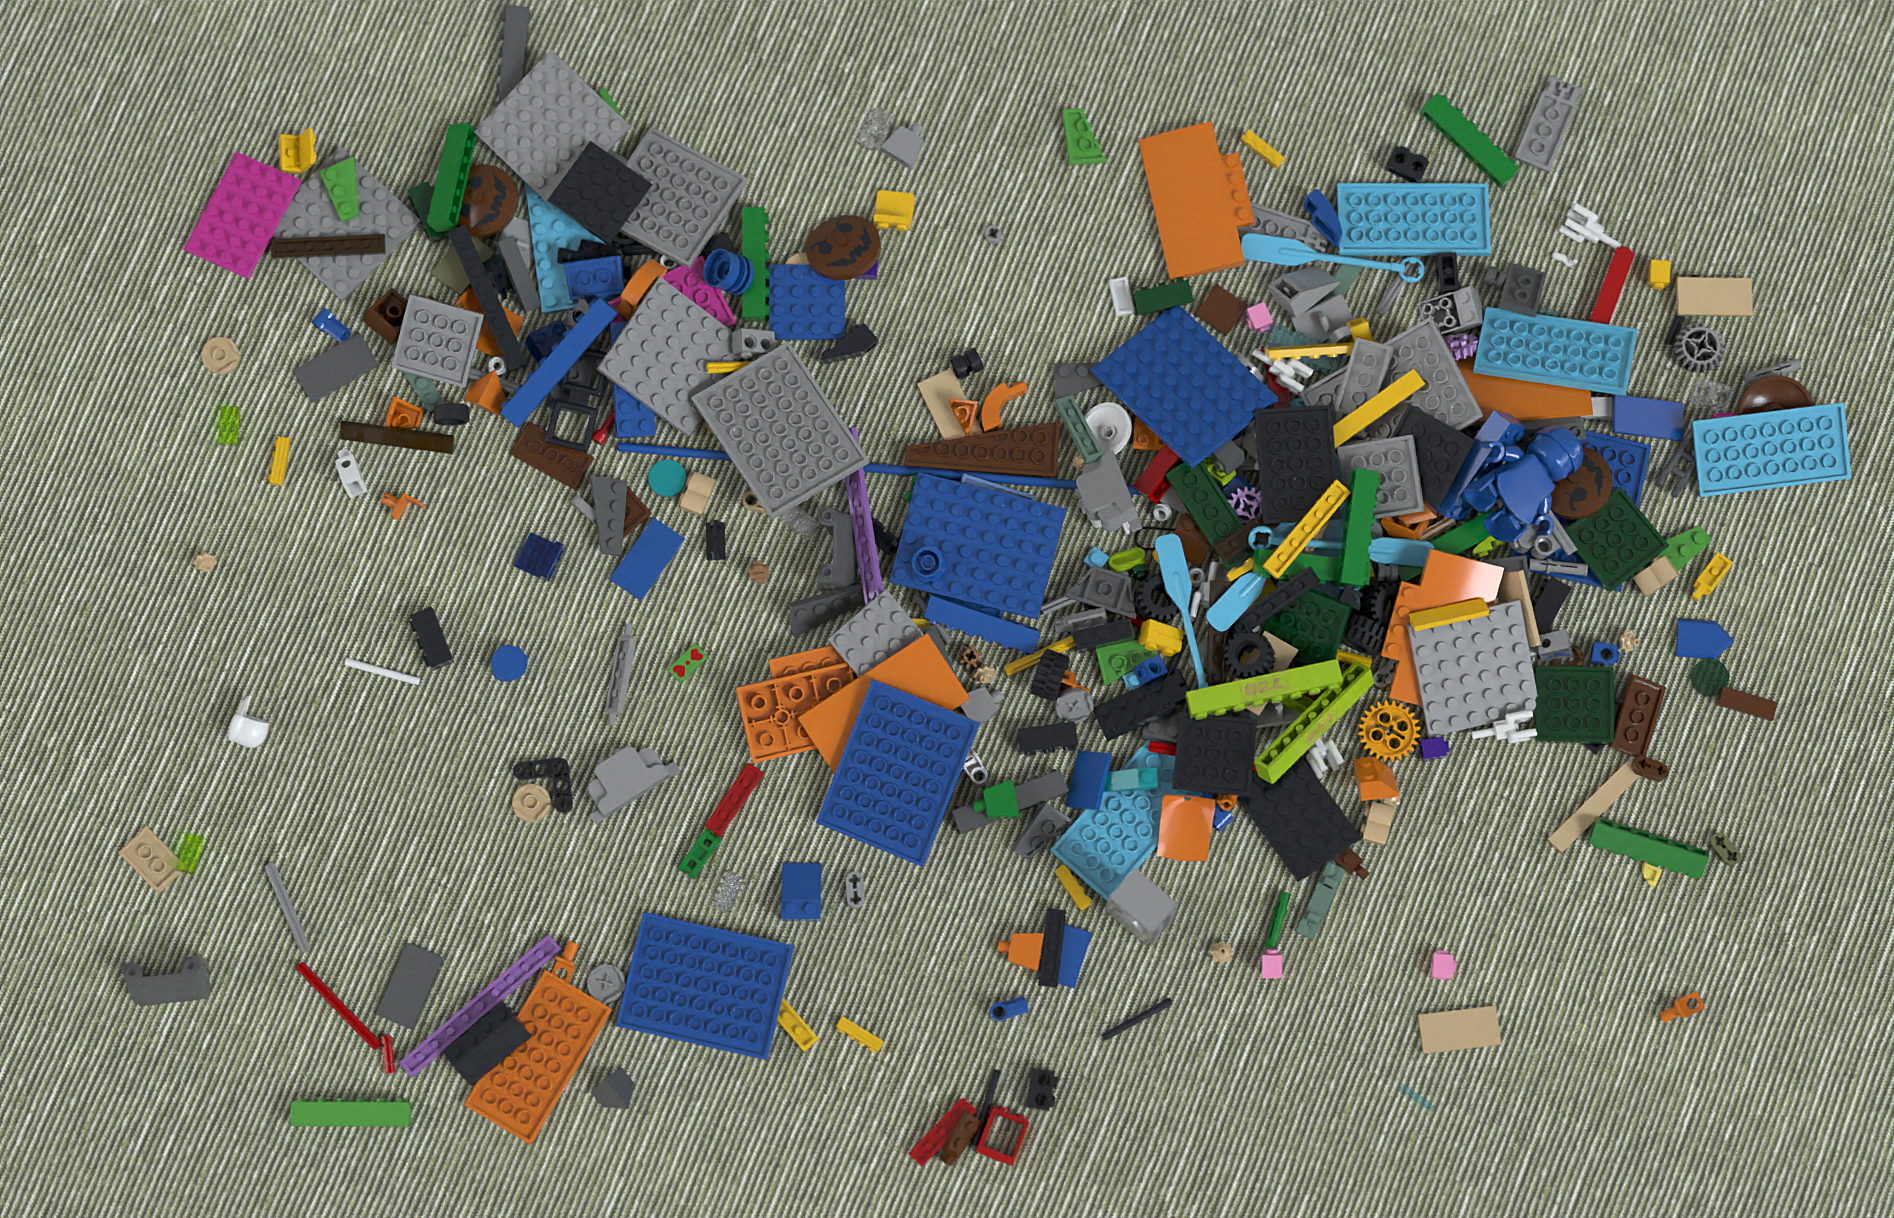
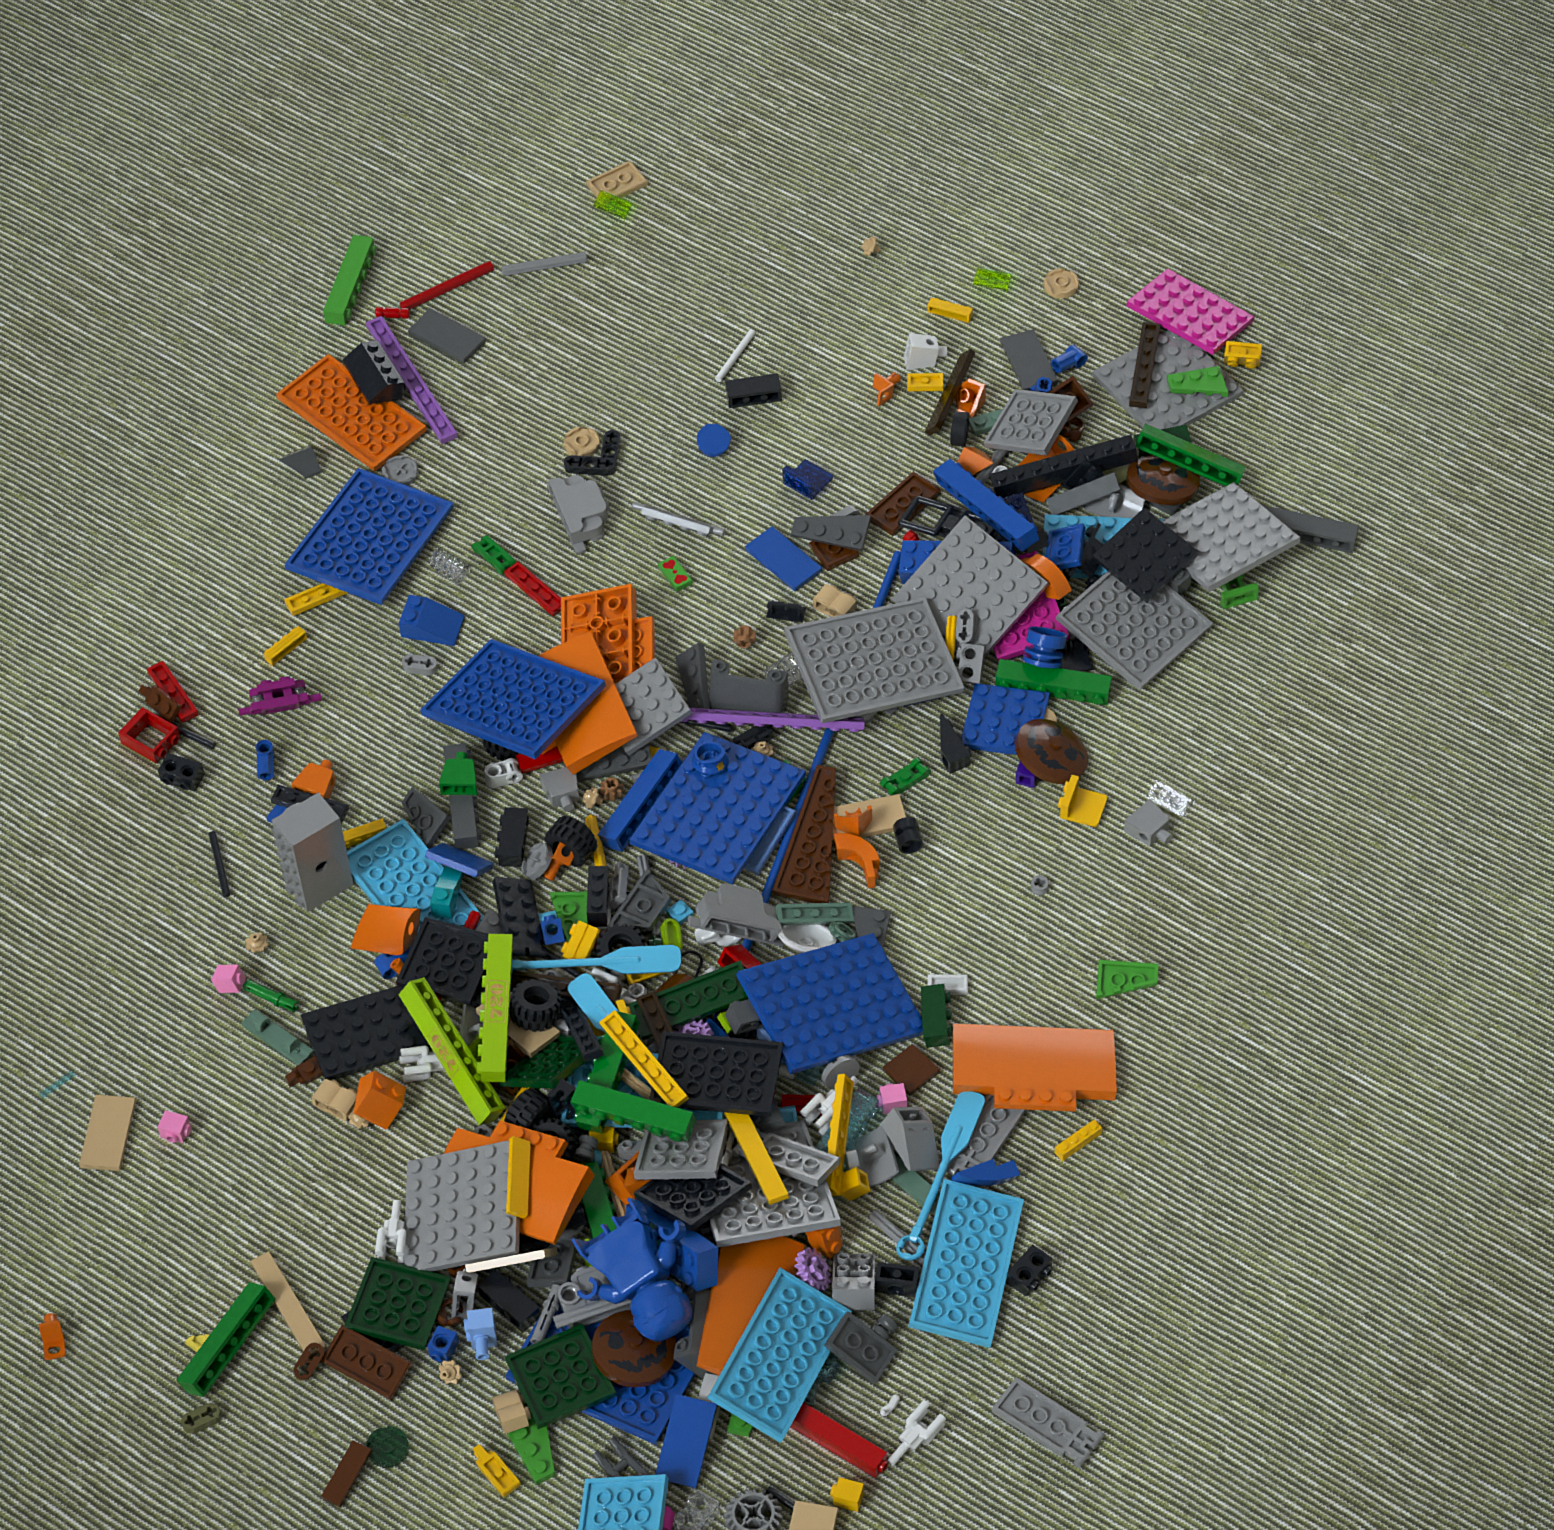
camera: 105 degrees right, 25 degrees down
(169, 988) = (502, 181): dark grey windscreen -> none
(246, 729) = (708, 256): white piece -> none
(381, 341) = (1042, 385): none -> blue piece
(387, 465) = (924, 381): none -> yellow plate
(566, 960) = (428, 441): orange bracket -> none
(667, 478) = (858, 583): teal tile -> none
(716, 357) = (960, 626): none -> light grey beam
(893, 523) = (763, 748): none -> tan plant
(895, 382) = (905, 777): none -> green plate
(932, 1017) = (269, 691): none -> magenta piece
(1091, 399) = (841, 931): none -> sand green gear
(1381, 550) = (612, 1140): medium azure piece -> none
(1382, 747) = (424, 1128): light orange gear -> none
(1433, 748) = (395, 1164): dark purple brick -> none
(1470, 140) = (1044, 1337): green brick -> none
(1588, 620) = (481, 1331): none -> light blue brick
(1701, 639) = (432, 1447): blue tile -> none

